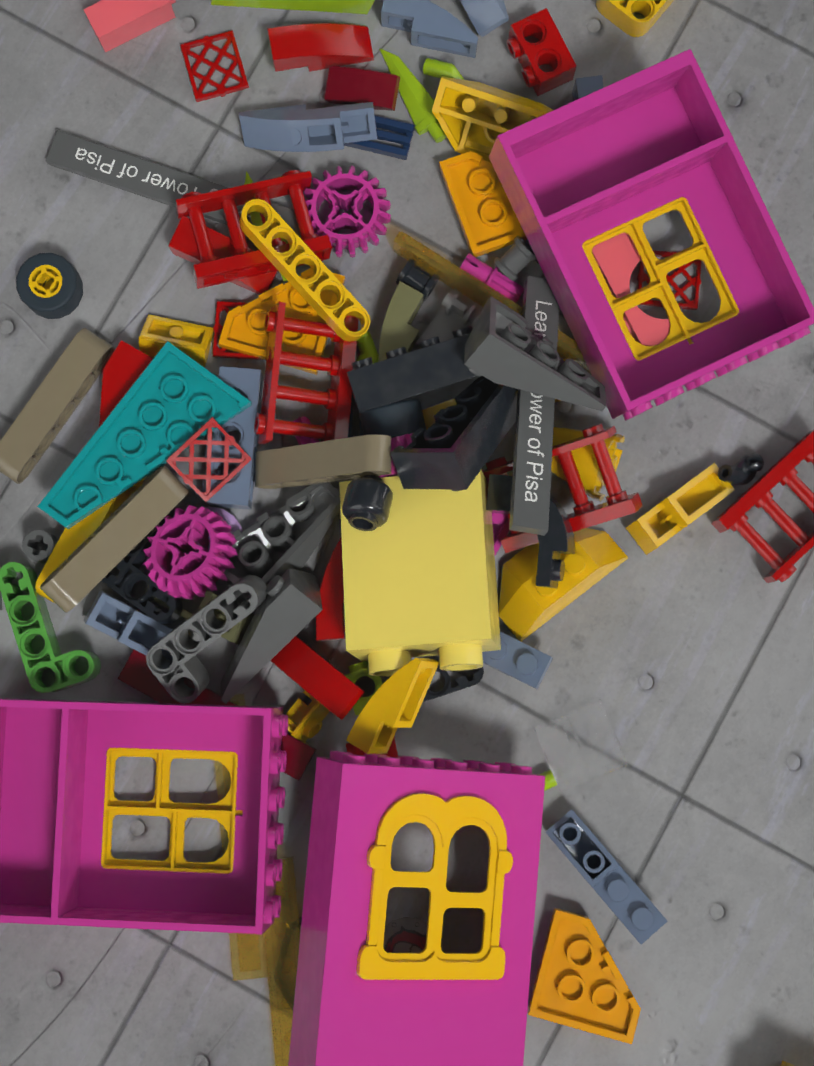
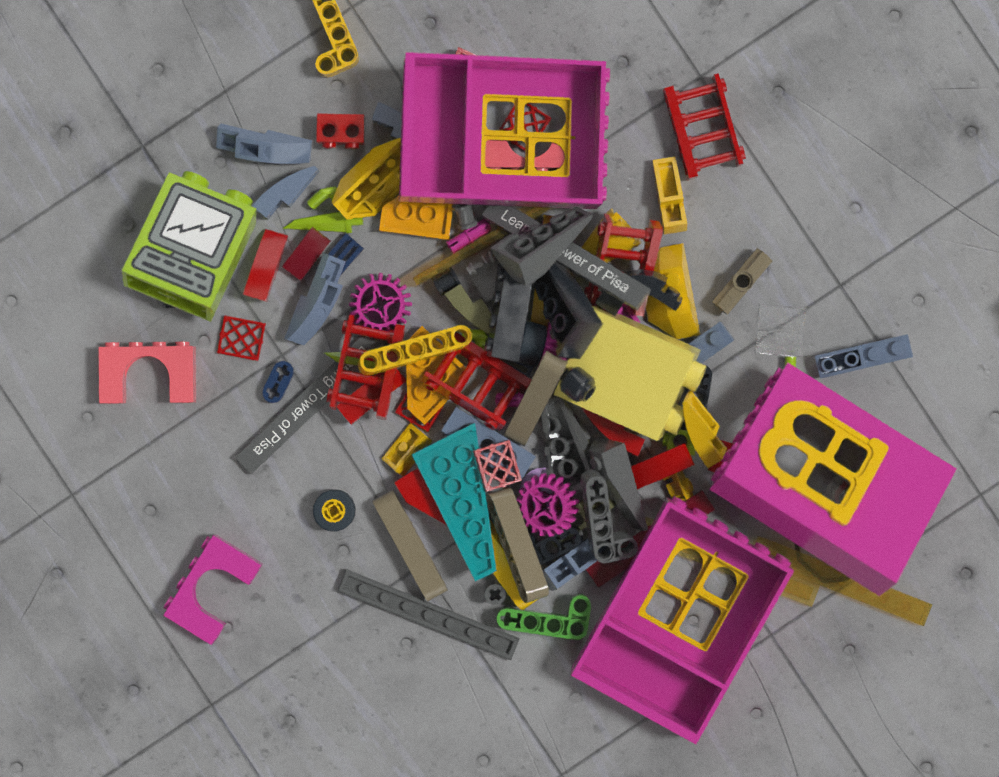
camera: 60 degrees left, 5 degrees up
(182, 134) = (273, 379): none -> dark blue beam
(581, 982) = (917, 402): light orange plate -> none
(640, 665) = (752, 270): none -> dark tan piece
(743, 471) = (666, 145): black arm -> none

